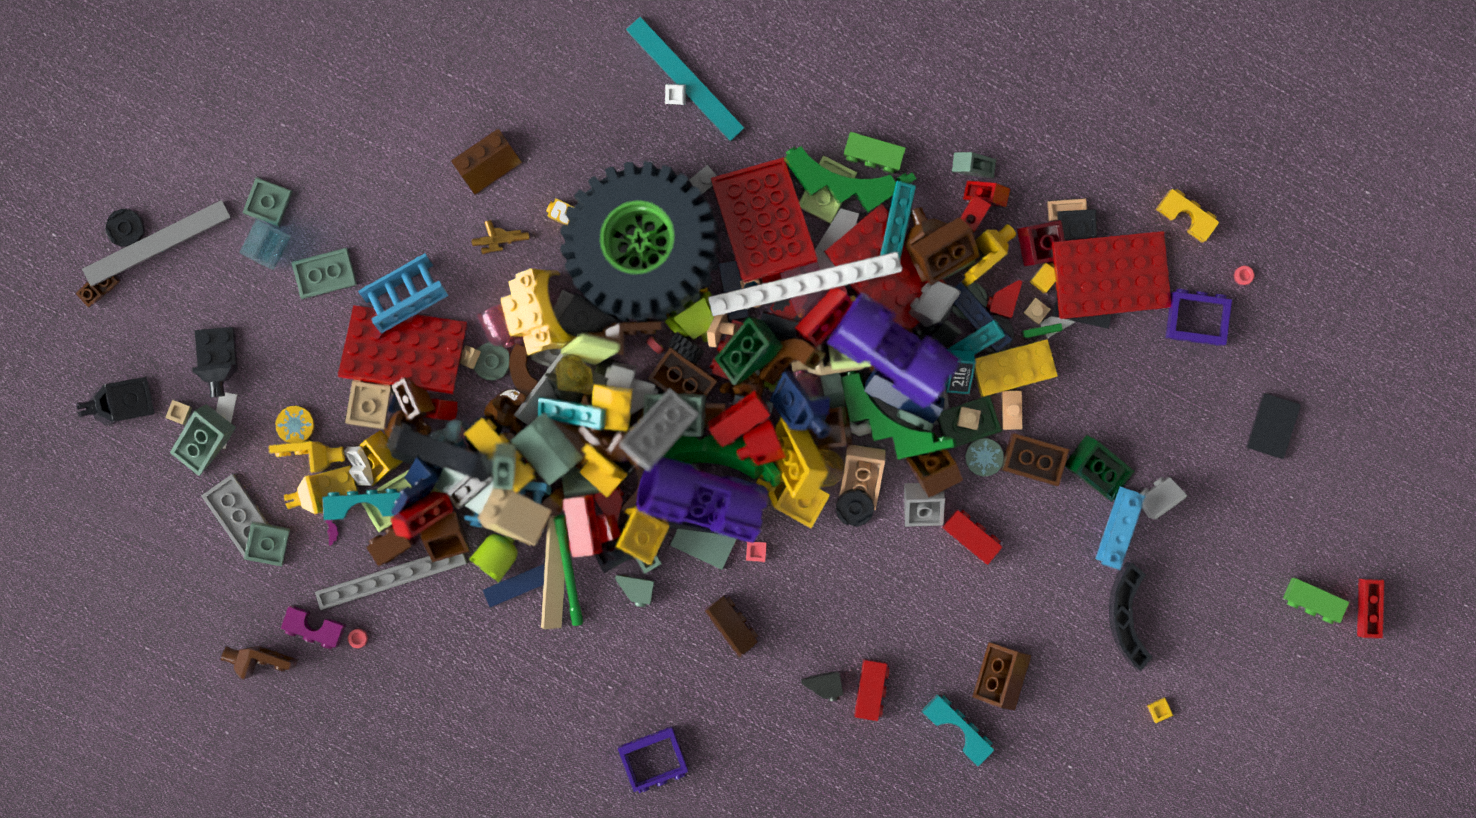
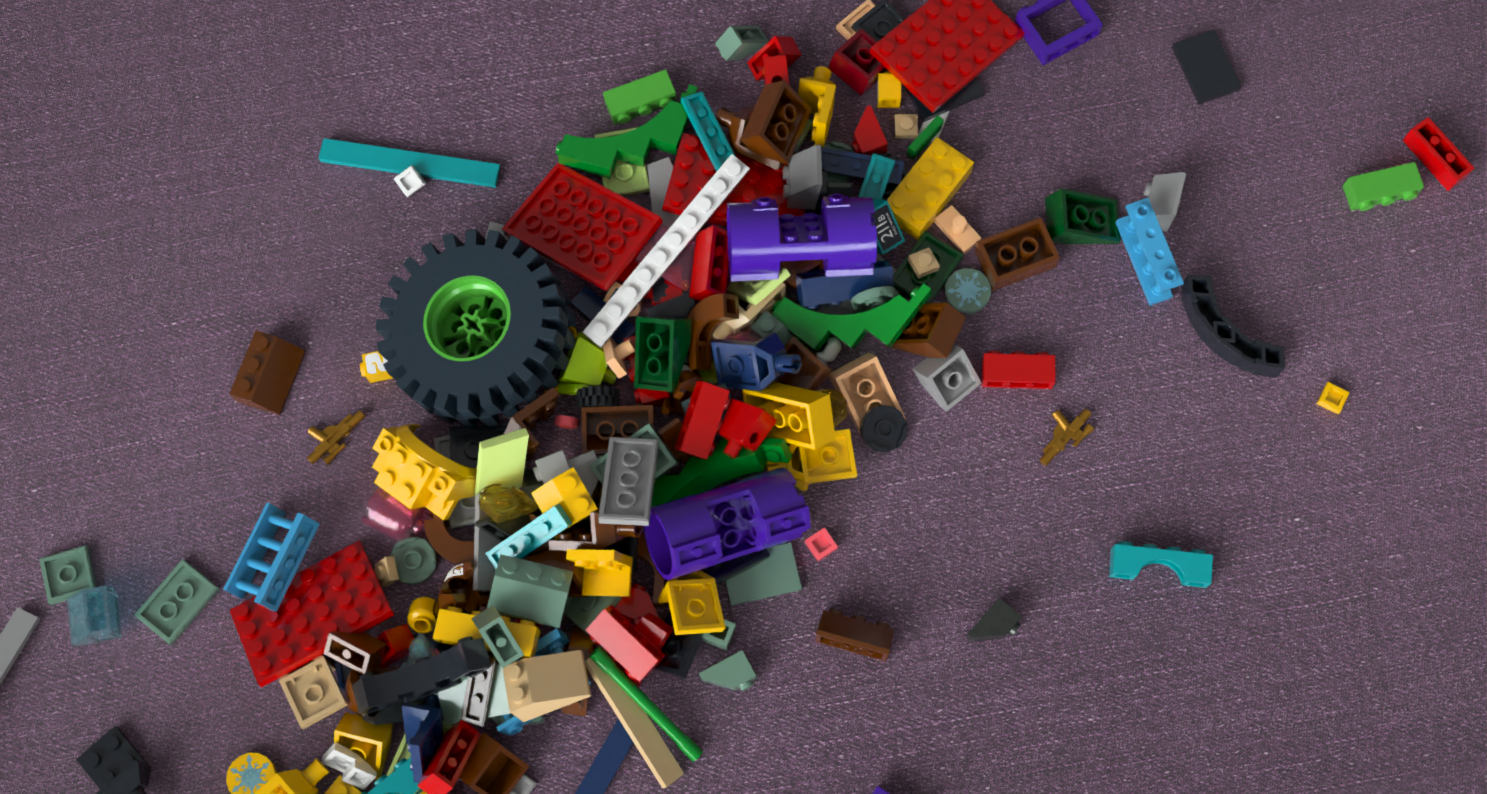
camera: 30 degrees left, 15 degrees down
(472, 404) = (423, 614): none -> yellow head
(495, 556) = (560, 750): lime cylinder -> none
(871, 689) = (1044, 592): red brick -> none
(969, 598) = (1064, 432): none -> pearl gold piece
(1001, 676) = (1158, 480): reddish brown slope -> none

